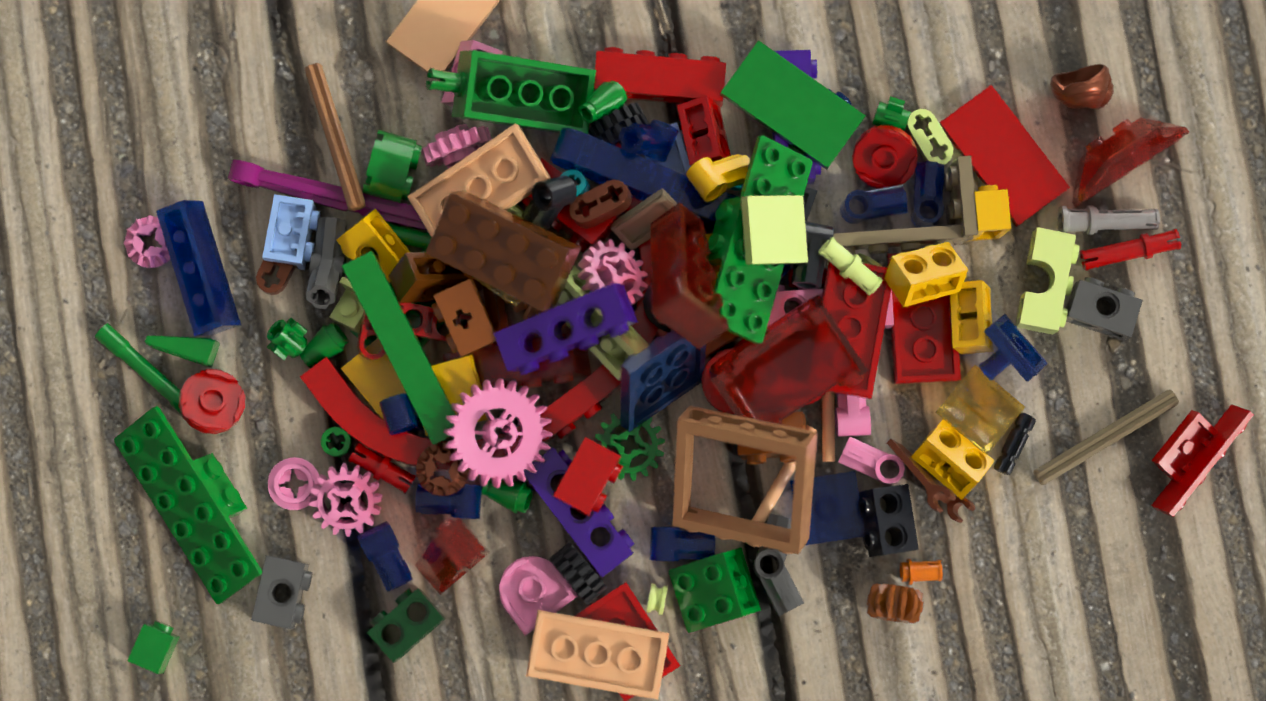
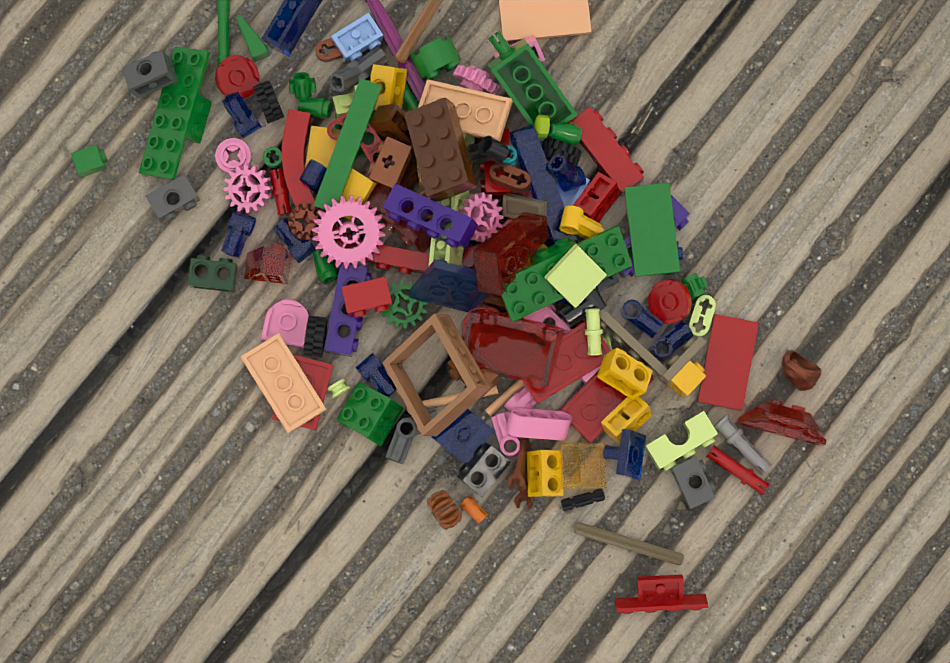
camera: 50 degrees right, 0 degrees up
(133, 483) = (142, 82): none -> dark grey brick
(265, 435) = (242, 117): none -> clear blue piece
(271, 391) = (268, 101): none -> black tyre
(574, 117) = (542, 125): none -> lime tile
(893, 416) = (538, 423): none -> bright pink beam

